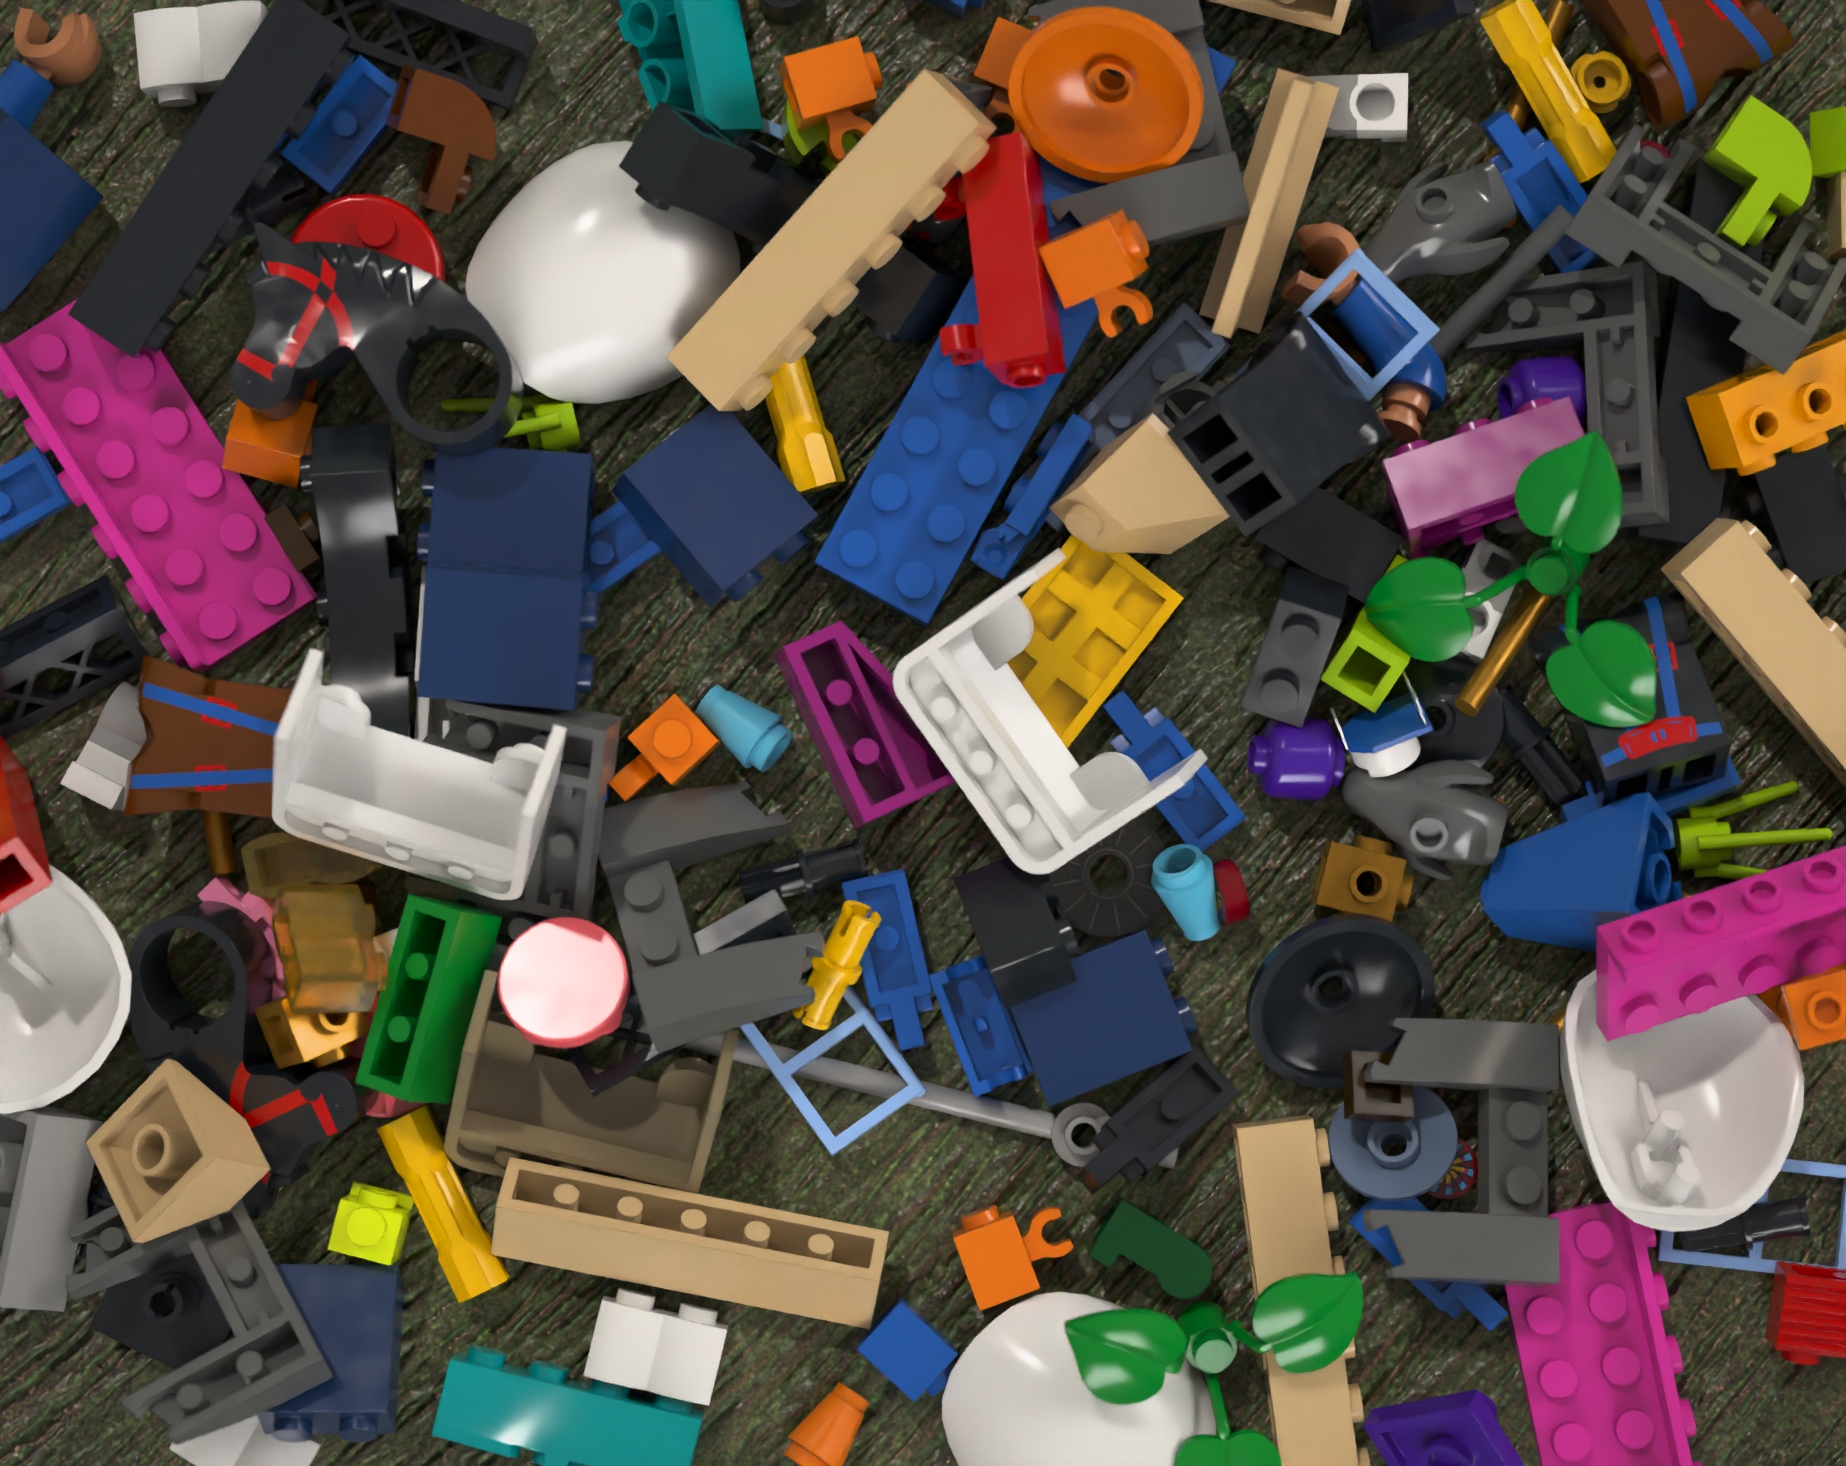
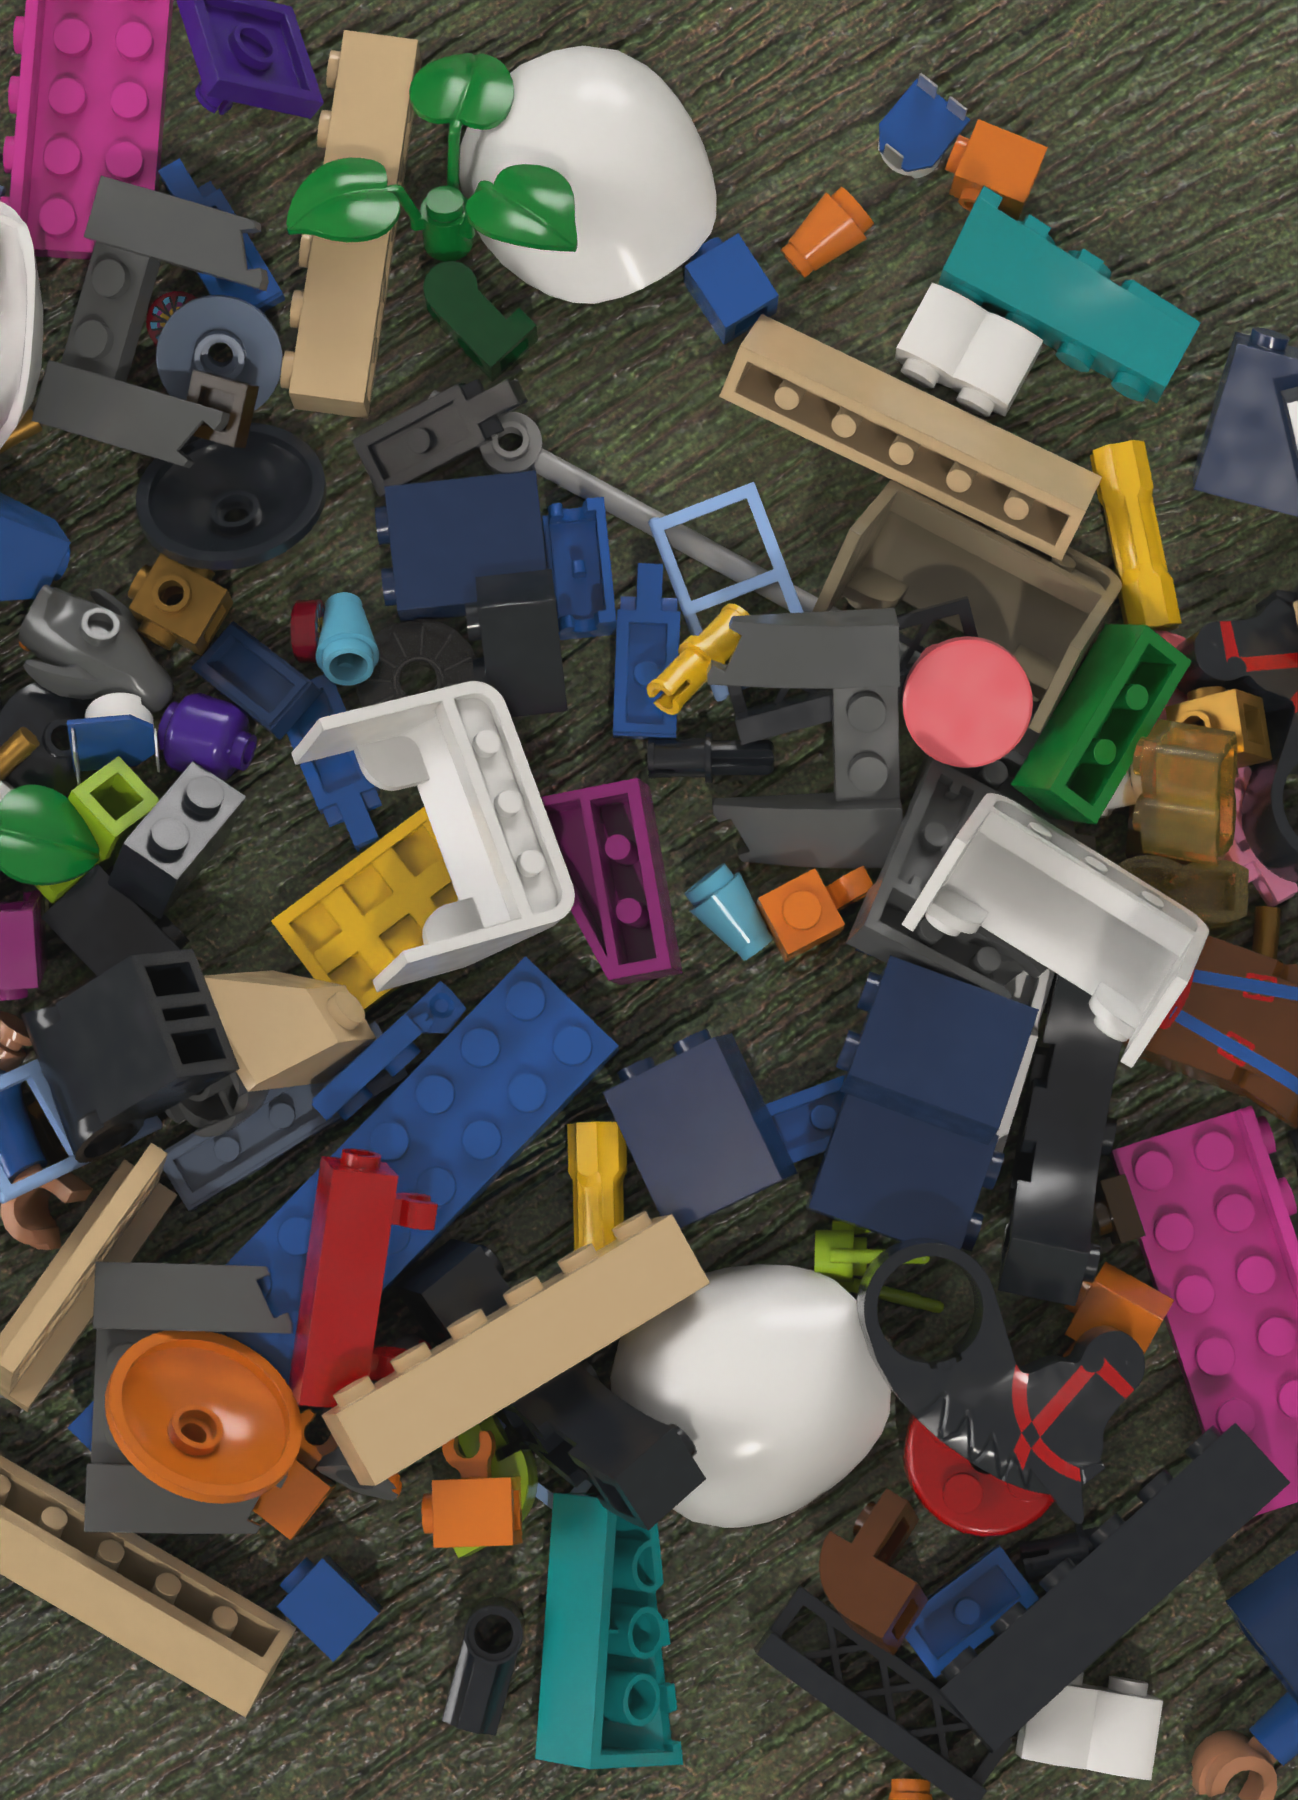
camera: 165 degrees left, 5 degrees down
(372, 1223) = (1208, 536): neon yellow brick -> none
(999, 1257) = (620, 348): orange brick -> none
(1097, 264) = (258, 1253): orange brick -> none
(1264, 828) = (256, 680): none -> dark blue tile

